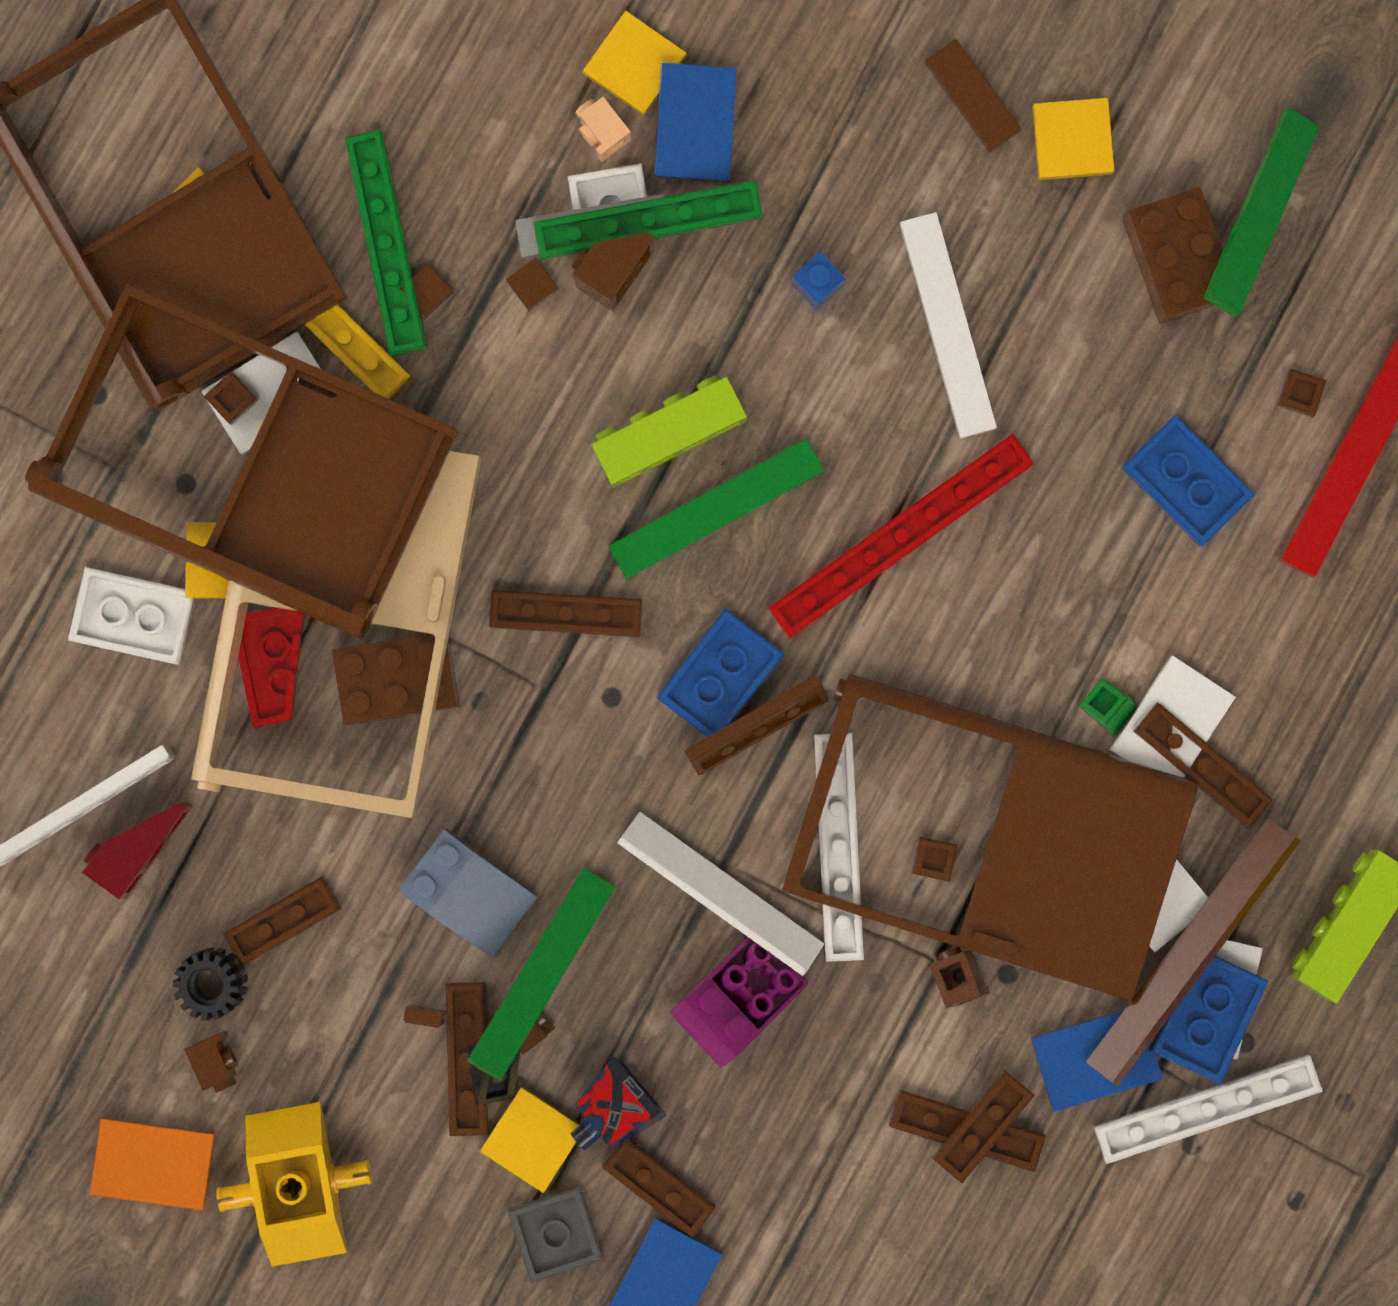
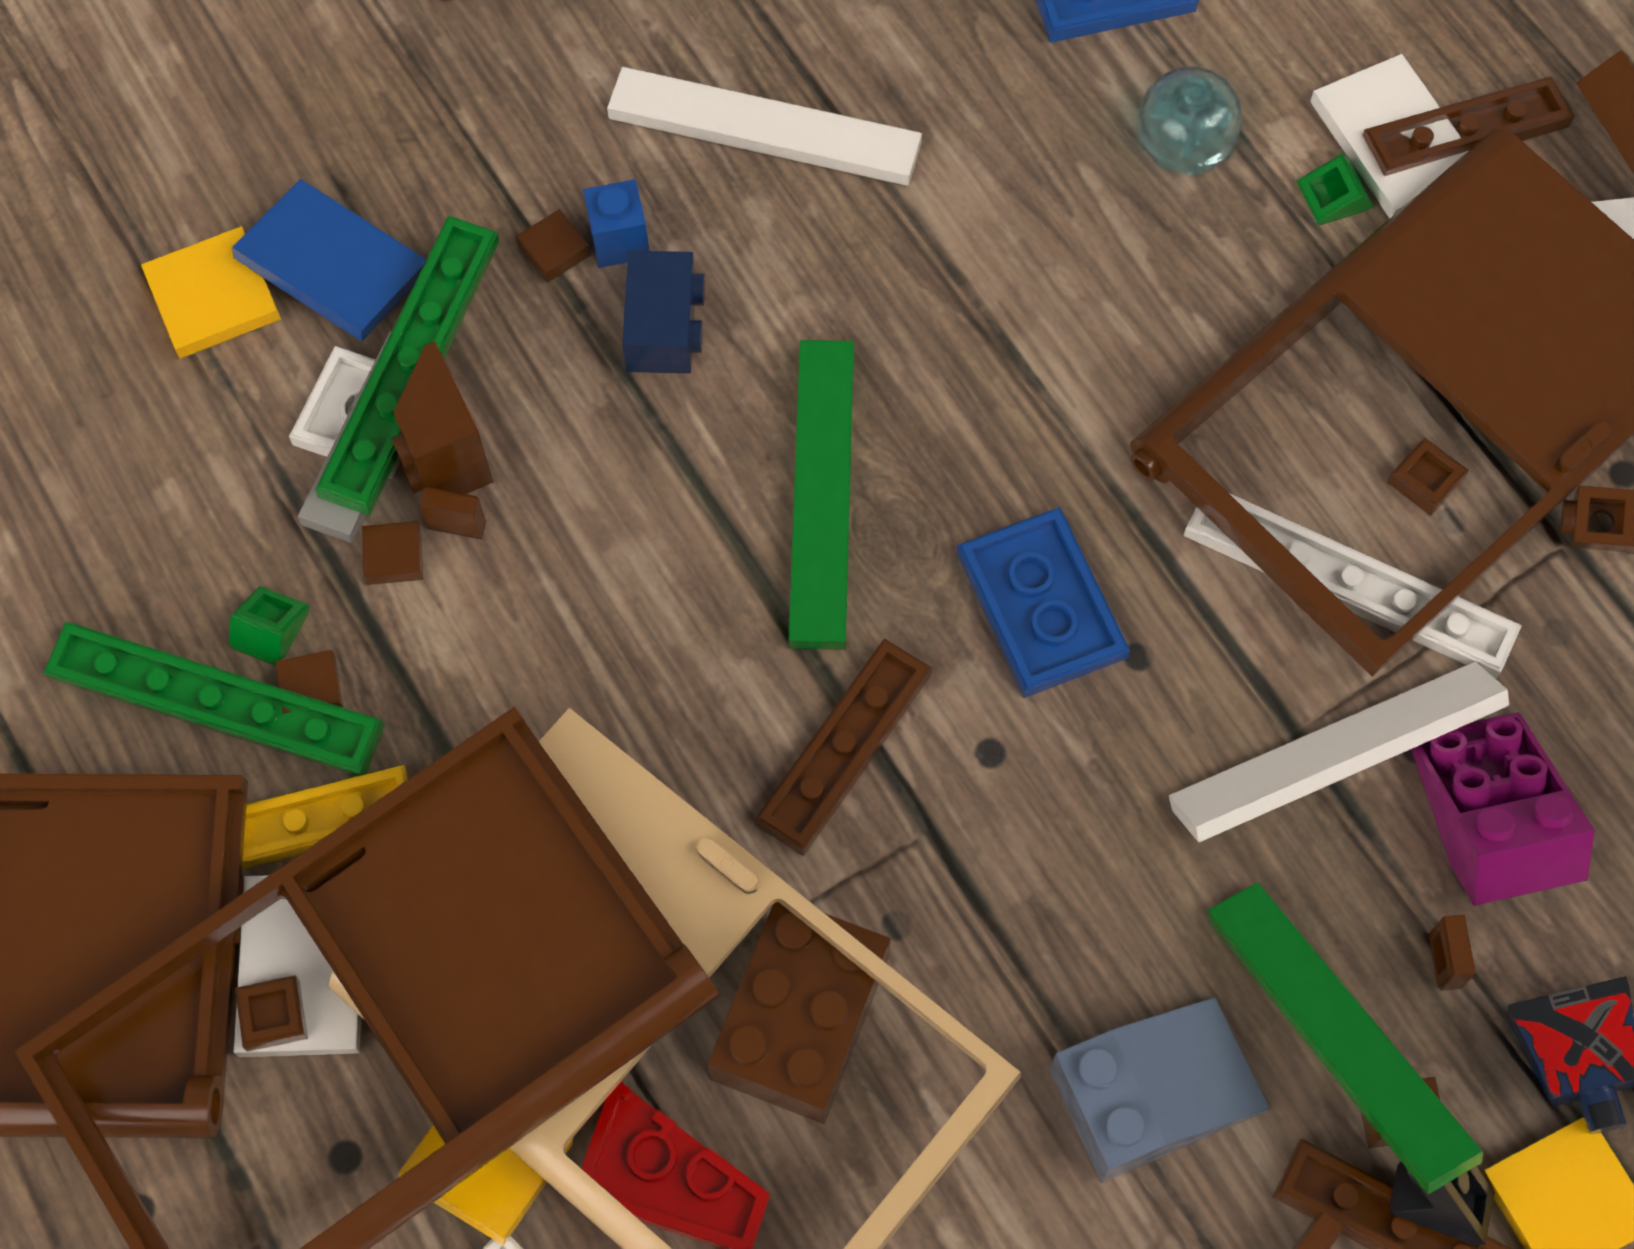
camera: 60 degrees left, 20 degrees down
(449, 242) = (266, 625): none -> green slope
(573, 305) = (452, 513): none -> reddish brown tile
(602, 127) = (259, 360): light nougat brick -> none
(633, 1012) = (1451, 953): none -> reddish brown tile
(669, 431) = (688, 489): lime brick -> none
(757, 725) = (1136, 586): reddish brown tile -> none
(775, 344) = (660, 312): none -> dark blue brick
(786, 248) = (553, 245): none -> reddish brown tile
(901, 536) = (989, 312): red tile -> none
(1104, 589) = (1189, 120): none -> clear light blue cylinder

